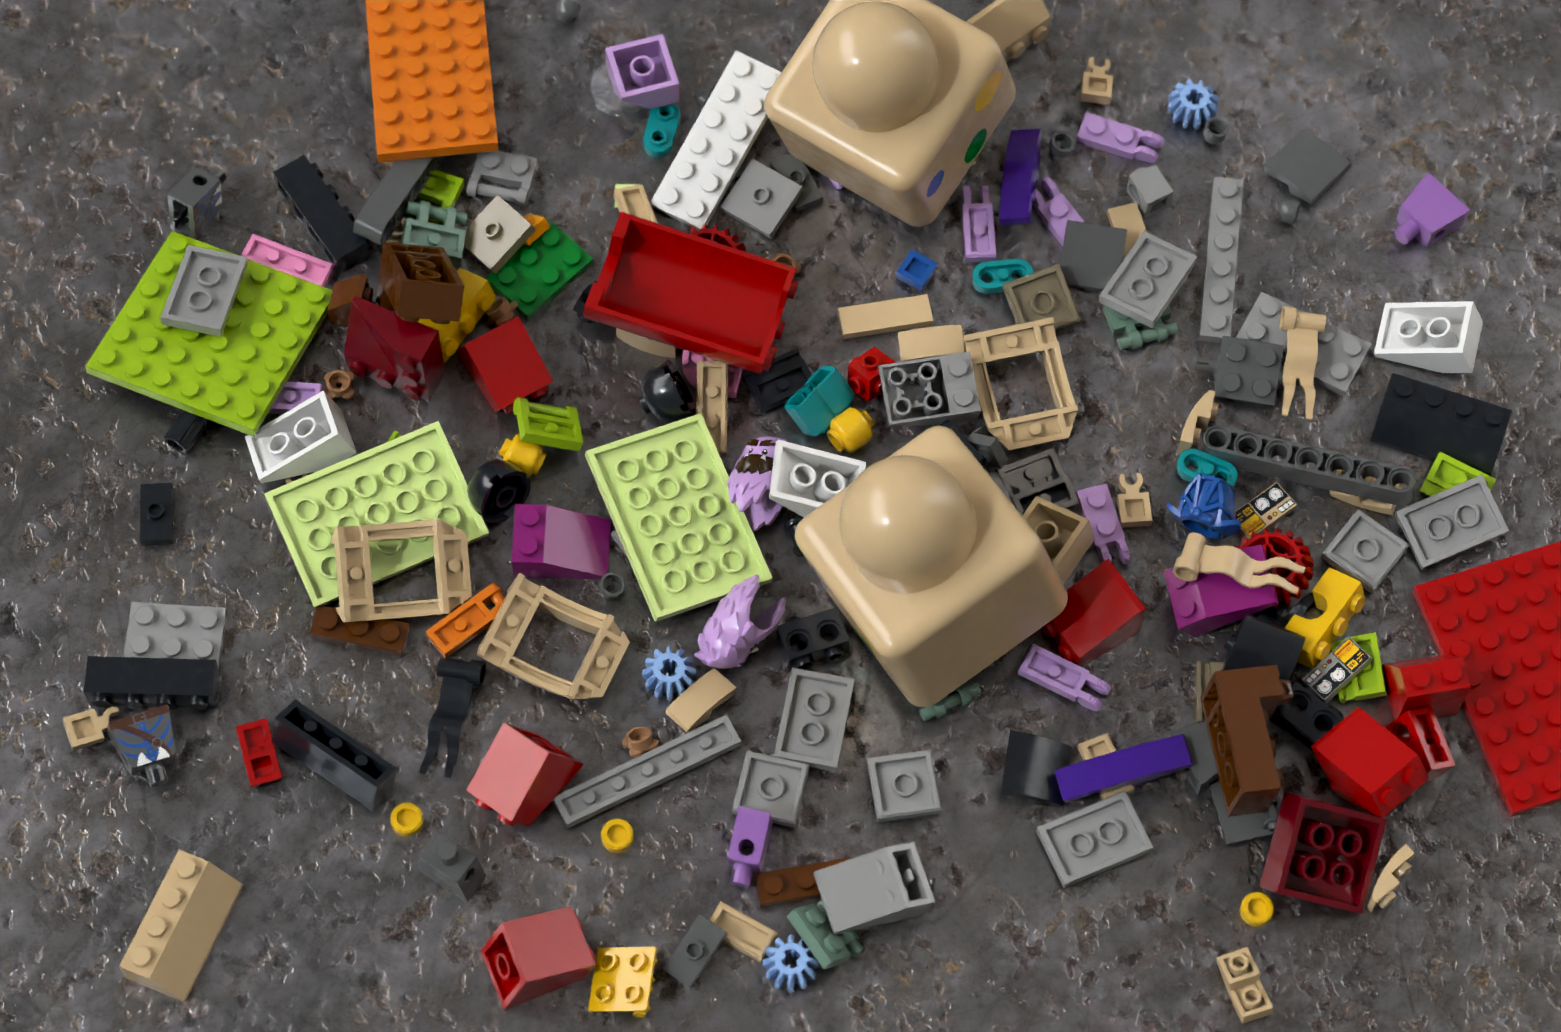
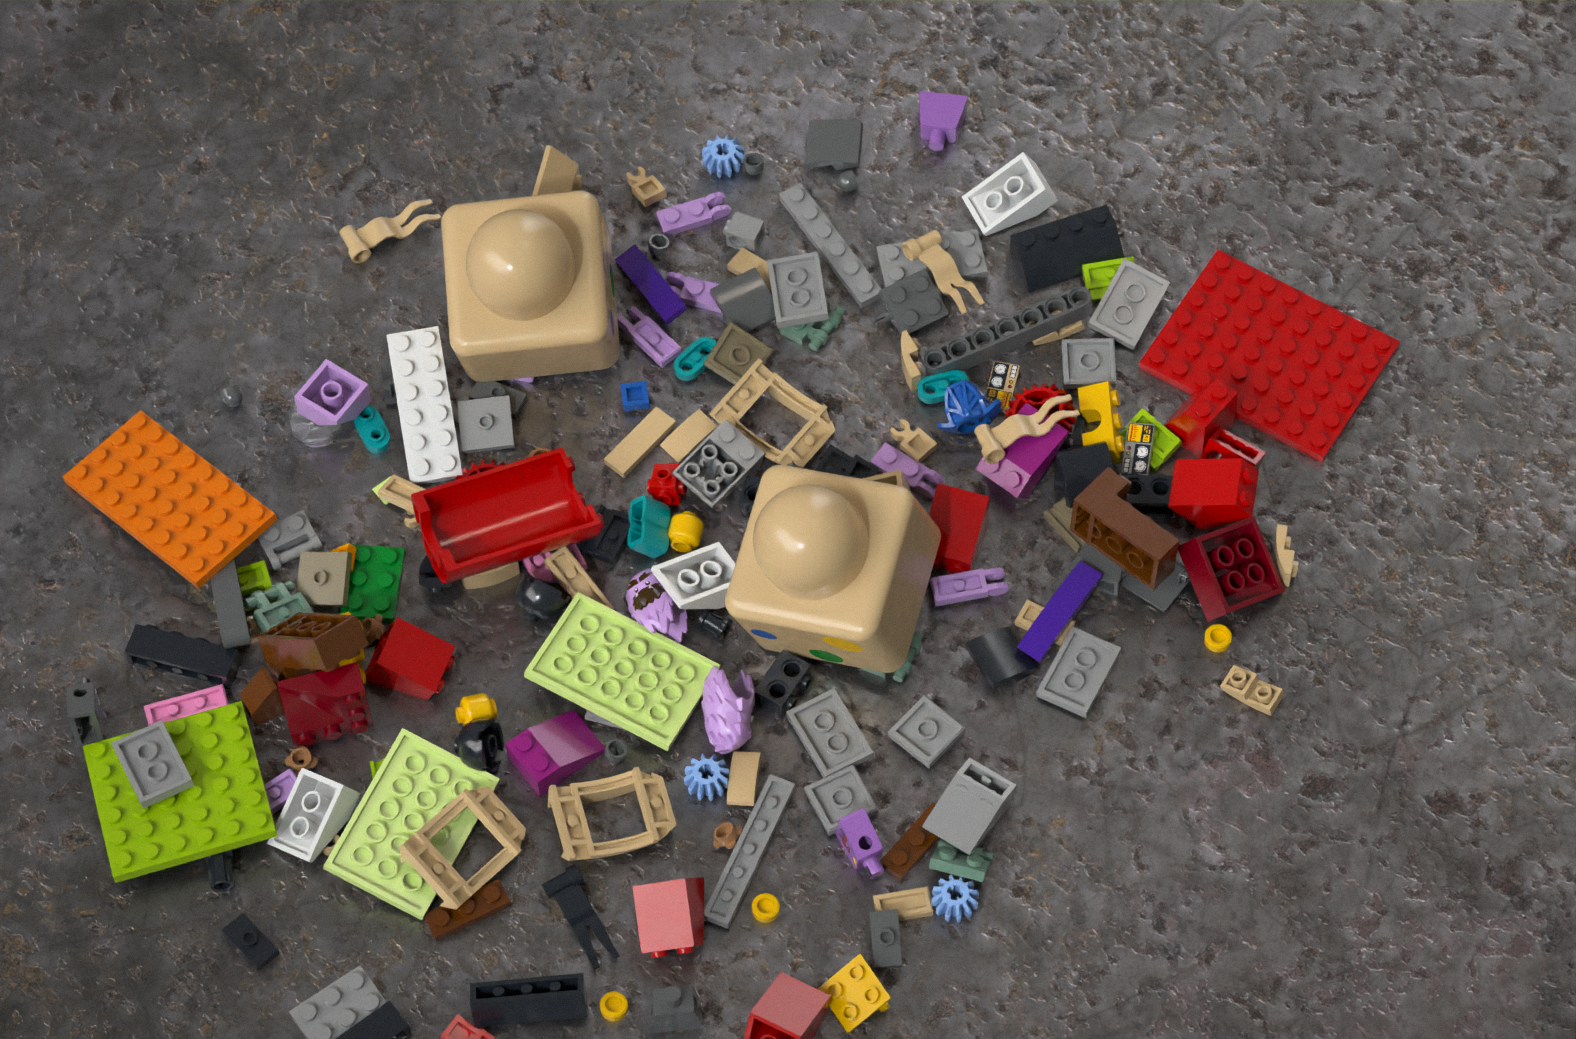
camera: 35 degrees left, 5 degrees down
(466, 621) = (537, 847): orange plate -> none
(548, 424) = (478, 676): lime plate -> none

